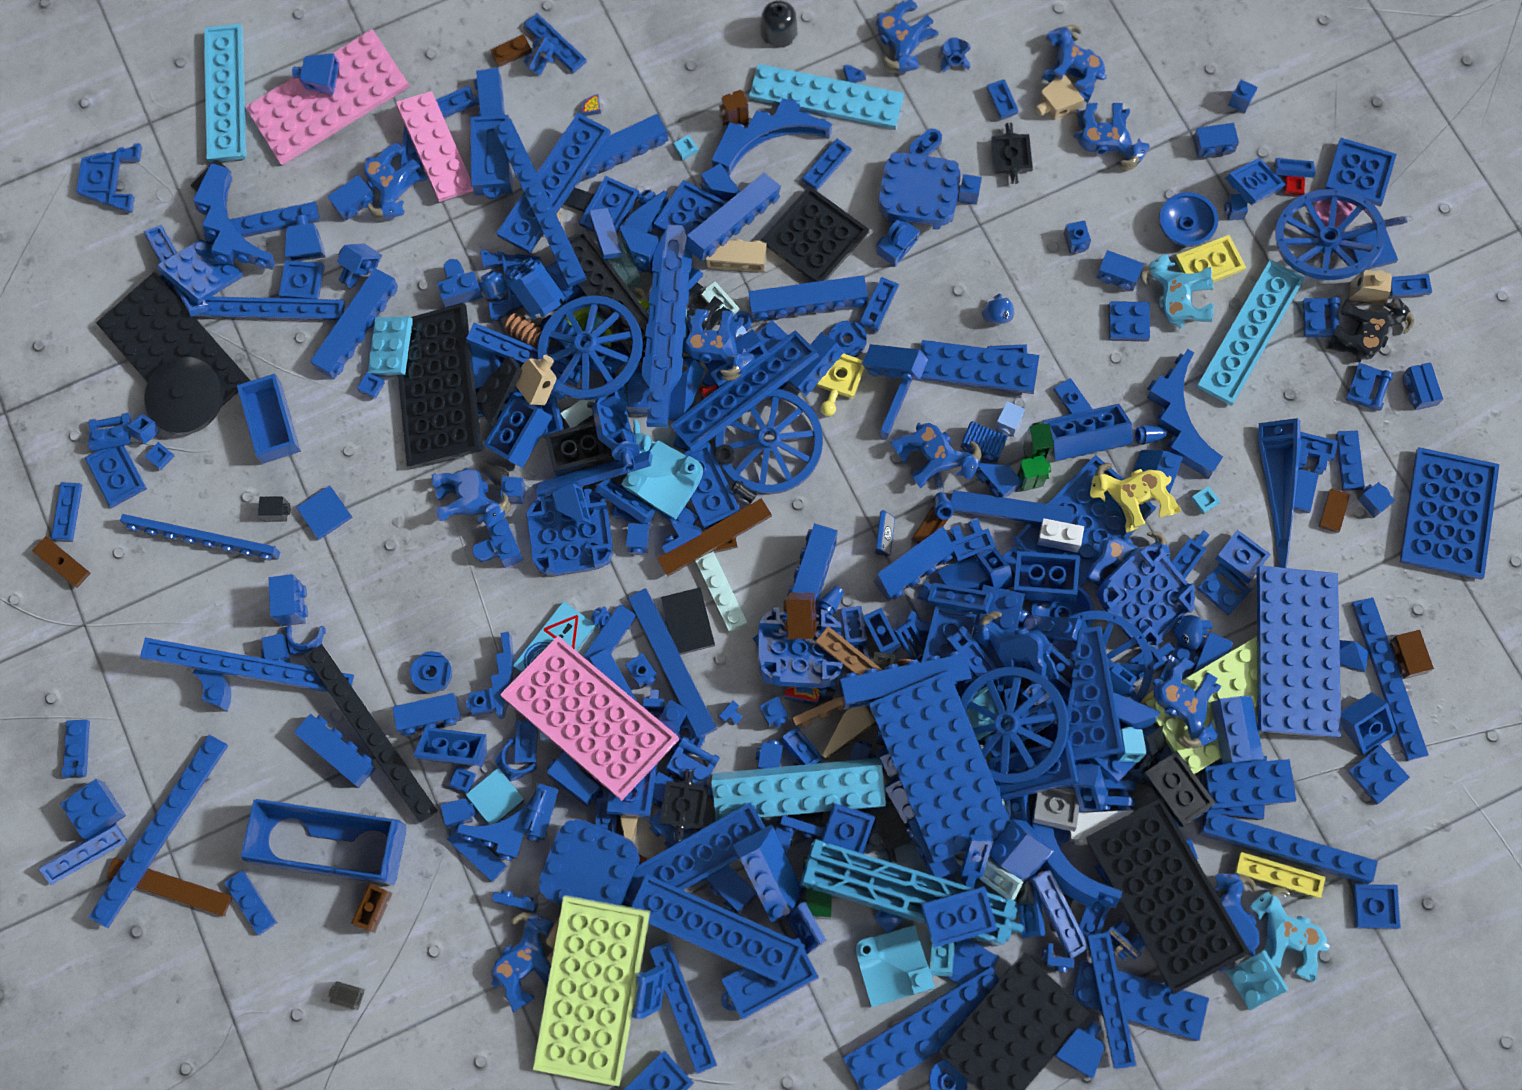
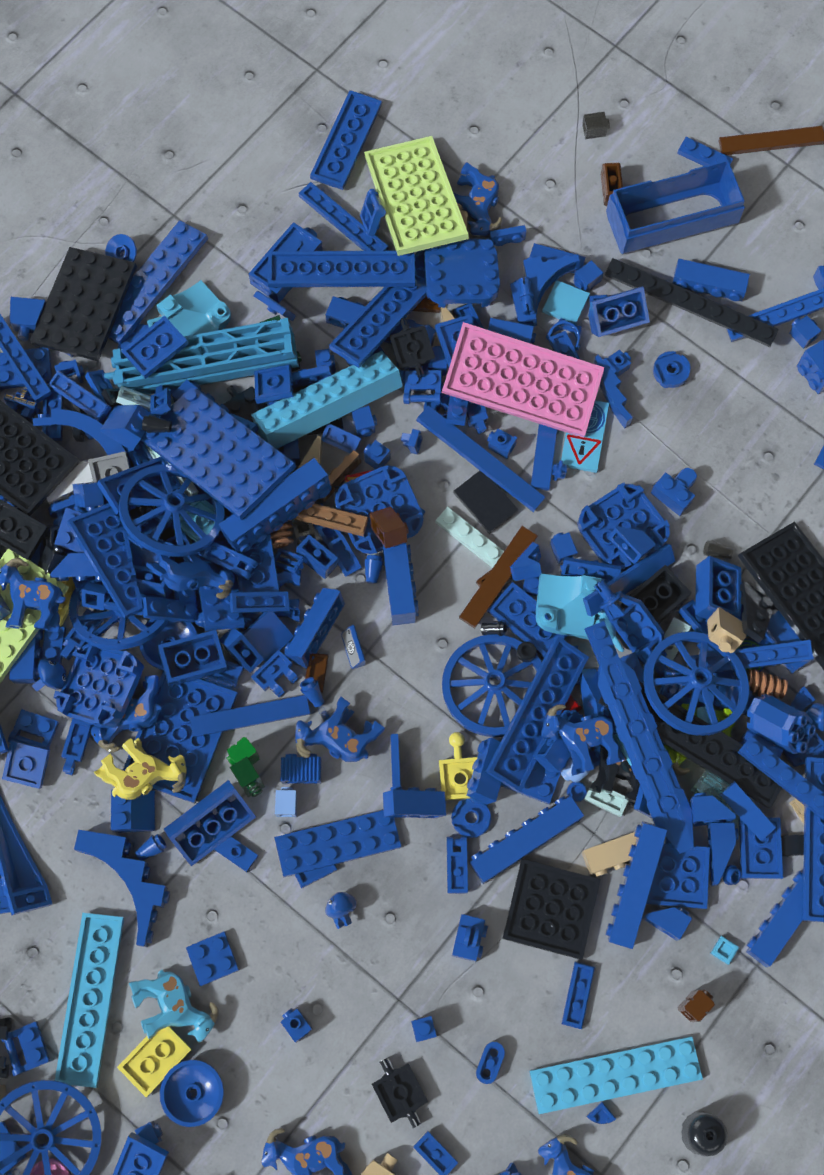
camera: 150 degrees right, 0 degrees up
(158, 831) = (805, 172): blue plate -> none
(301, 649) = (788, 342): blue helmet -> none
(427, 713) = (655, 336): blue brick -> none
(471, 497) = (723, 516): blue animal -> none
(514, 488) = (692, 540): blue brick -> none
(606, 664) = (524, 428): blue tile -> none
(770, 872) = (321, 324): blue slope -> none
(787, 121) = (661, 1005): blue arch -> none
(919, 189) = (472, 1003): blue plate -> none
(992, 825) = (155, 424): none -> black cone
(999, 478) = (271, 740): blue slope -> none
(1060, 535) = (195, 704): white brick -> none
(1119, 270) = (240, 1006): blue brick -> none
(1133, 745) = (64, 539): medium azure brick -> none
(1205, 500) = (77, 805): medium azure plate -> none

